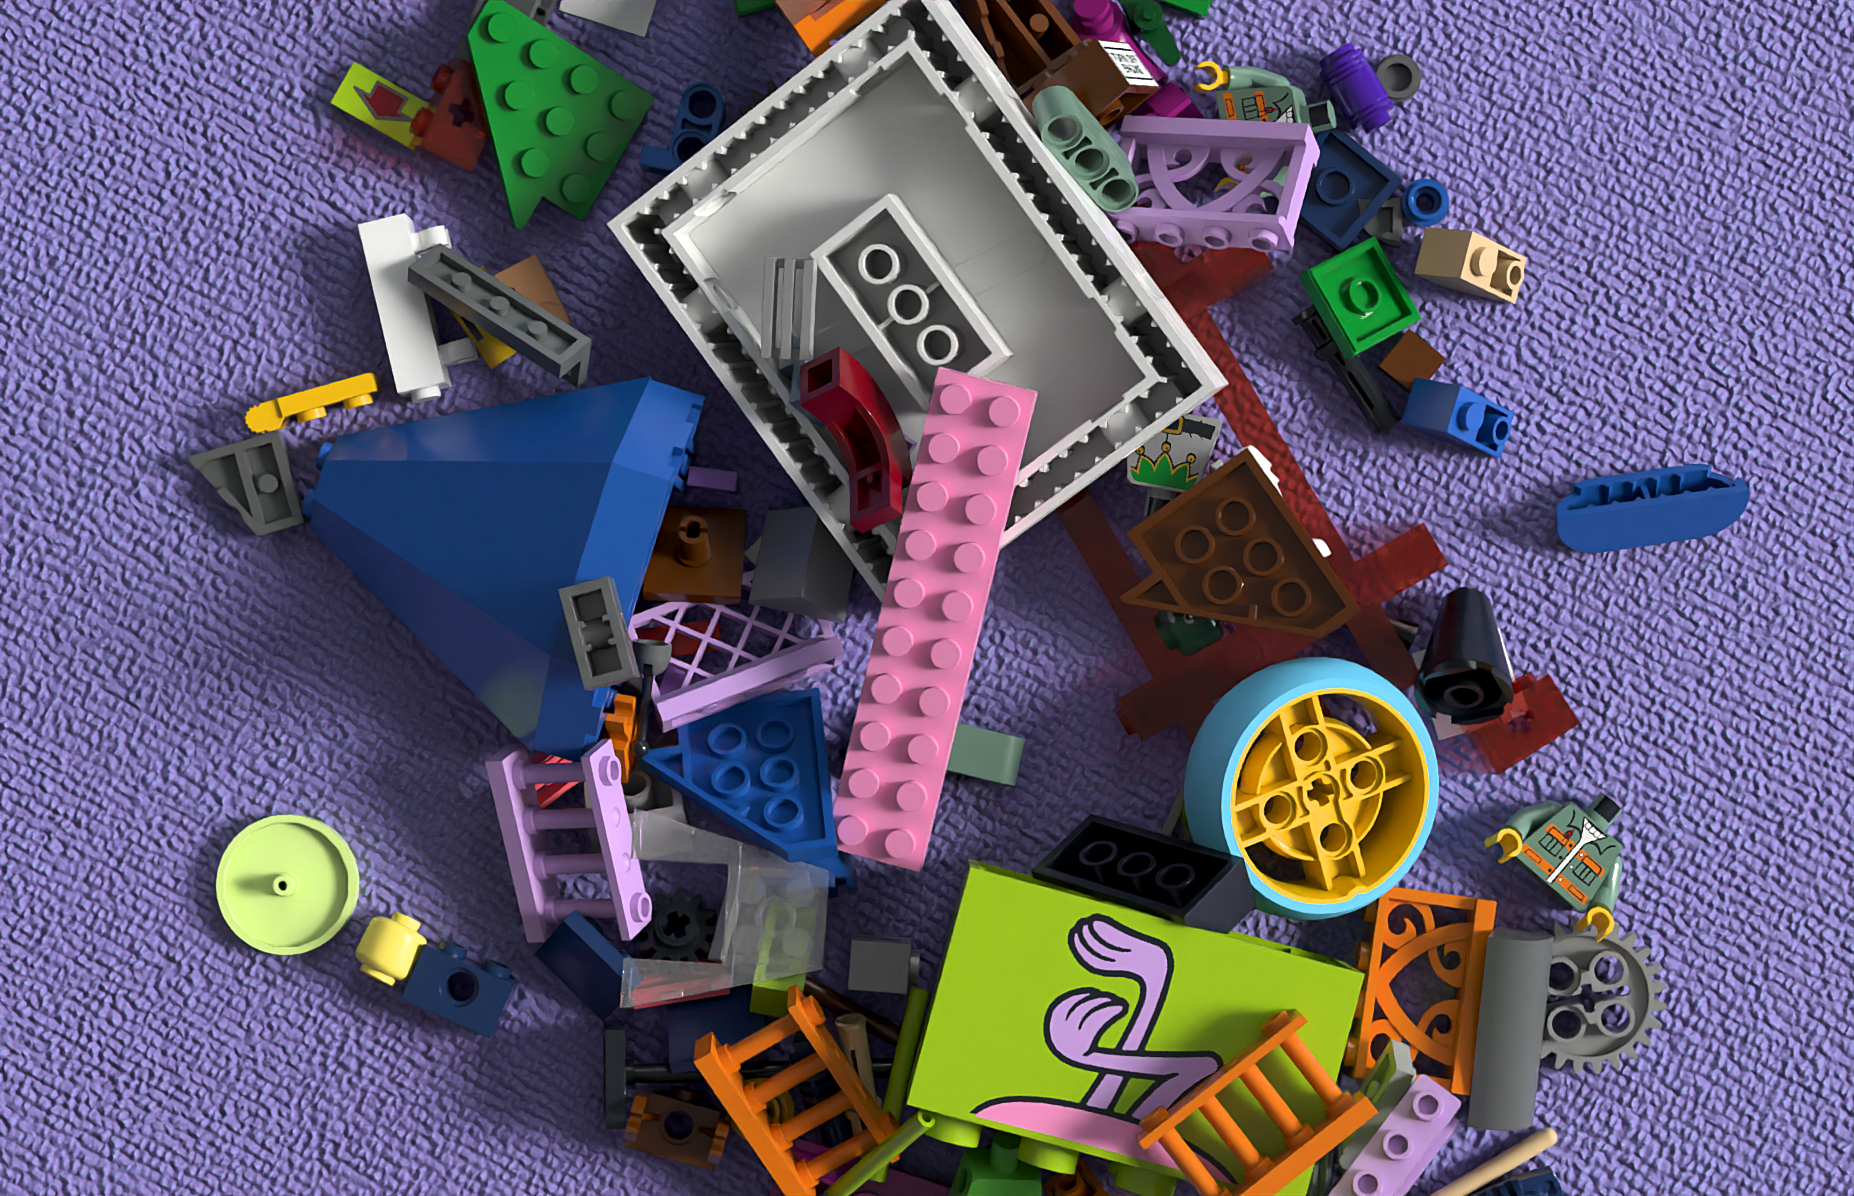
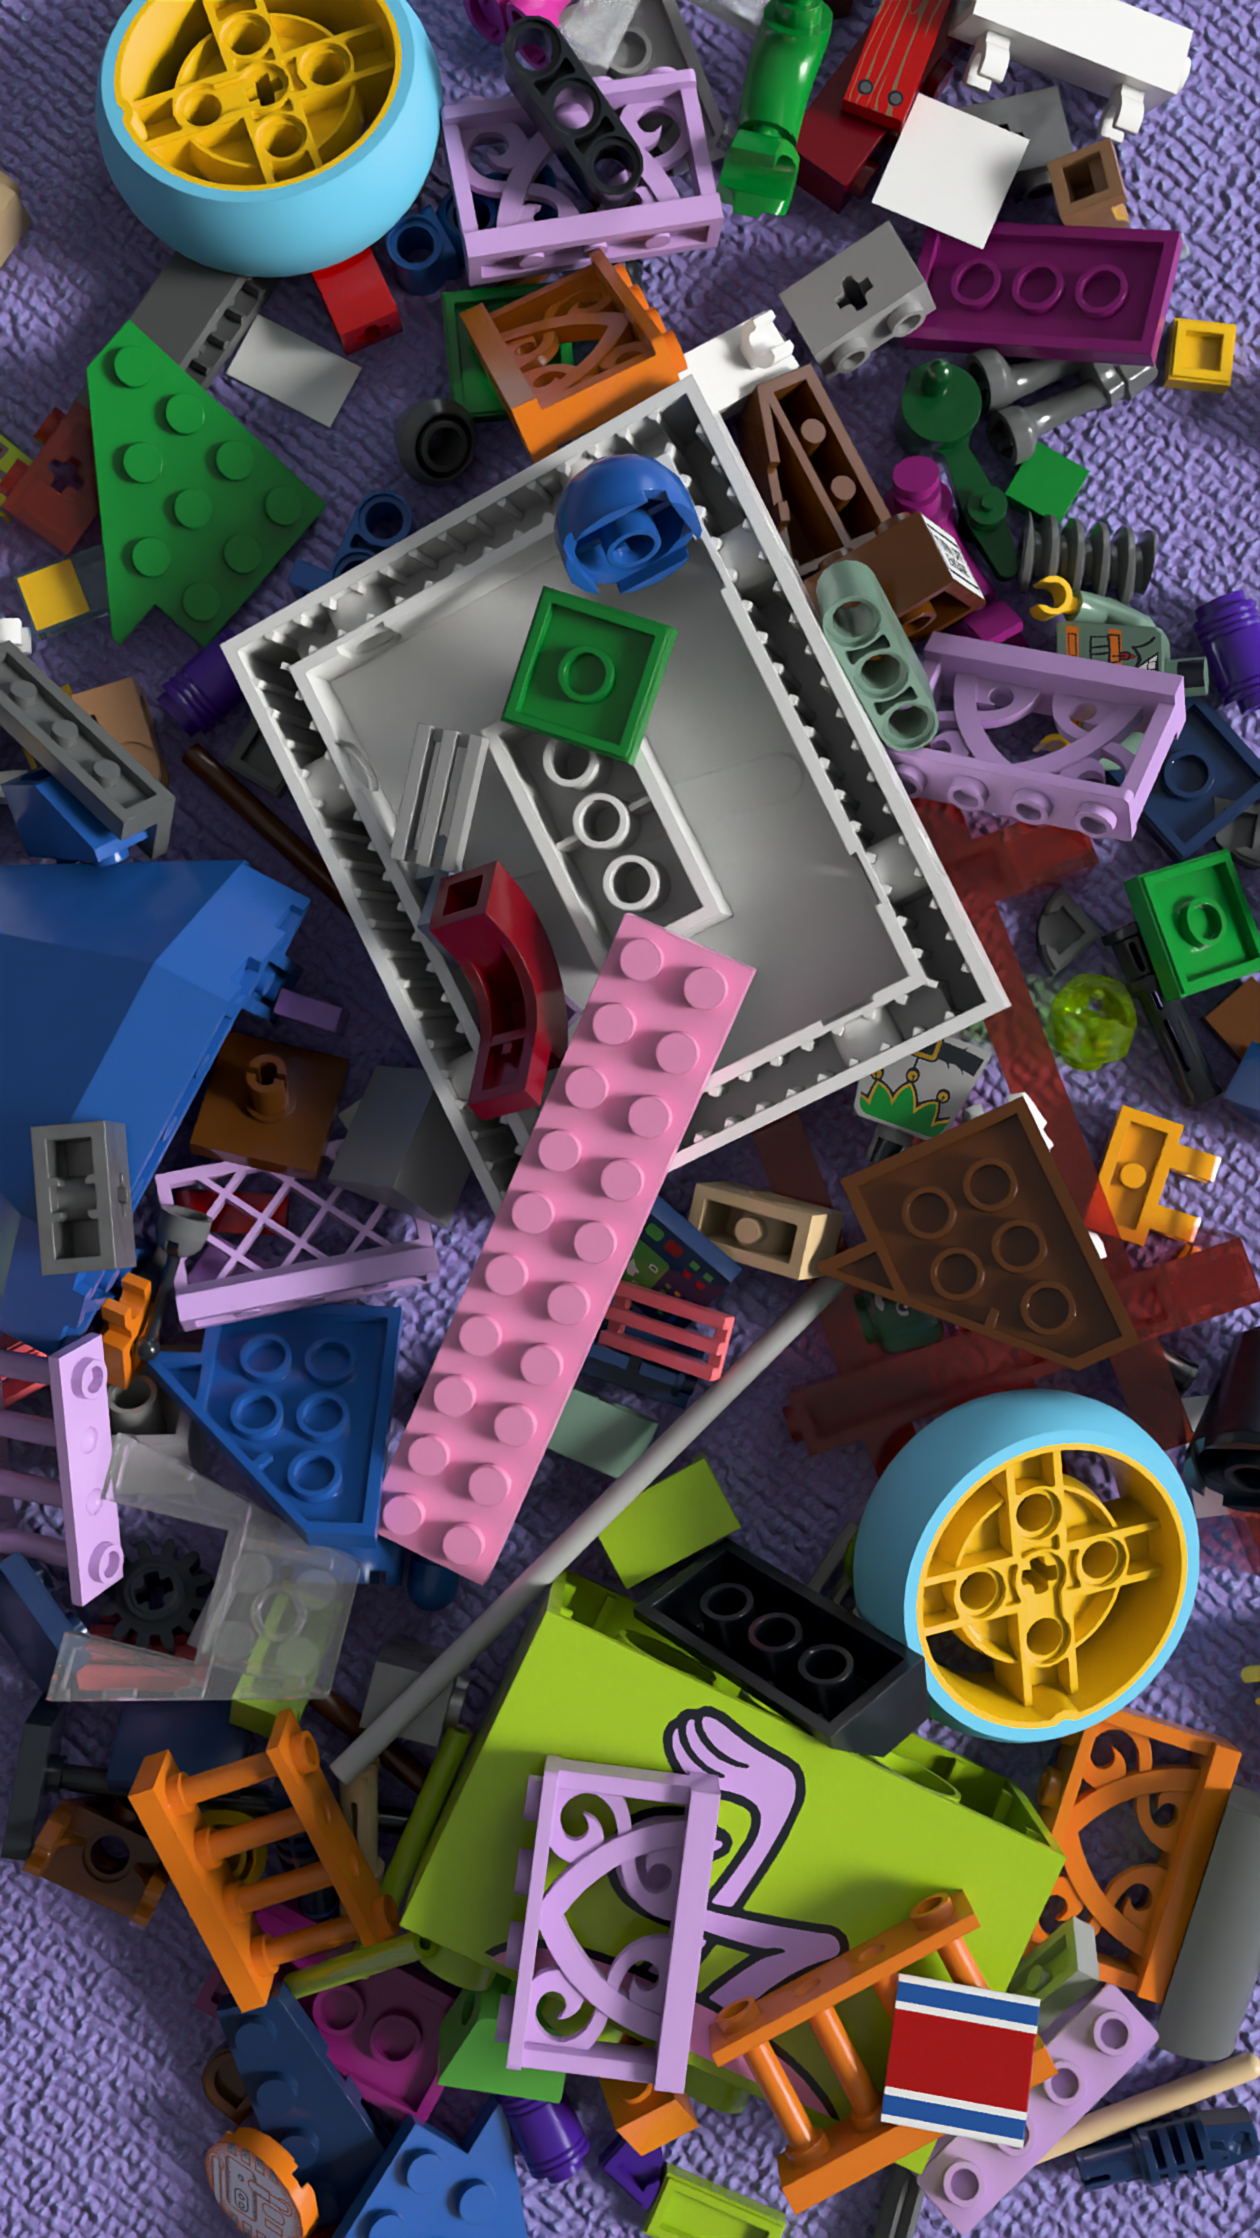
camera: 10 degrees right, 0 degrees up
(470, 197) = (65, 592): none -> tile
(504, 373) = (59, 825): none -> blue slope
(591, 248) = (203, 689): none -> dark purple head
(638, 296) = (255, 761): none -> dark grey tile
(658, 349) = (263, 821): none -> reddish brown piece
(728, 36) = (435, 441): none -> dark grey cone
(878, 884) = (430, 1584): none -> blue cylinder
(881, 203) = (589, 675): none -> green tile
(888, 94) = (624, 523): none -> blue cylinder
(983, 663) = (620, 1316): none -> coral tile
(989, 815) = (583, 1531): none -> light grey piece
(1006, 695) = (639, 1373): none -> dark blue hinge
(1017, 623) = (677, 1262): none -> dark blue tile
(1043, 809) = (669, 1522): none -> lime panel
(1076, 579) = (766, 1228): none -> tan brick
(1099, 1124) = (654, 2011): none -> lavender fence
(1230, 40) = (1087, 559): none -> dark grey piece
(1262, 320) = (1062, 932): none -> dark grey tile
(1294, 394) = (1091, 1036): none -> clear neon green piece
(1310, 1115) = (960, 2060): none -> sticker
(1346, 491) = (1135, 1171): none -> light orange plate

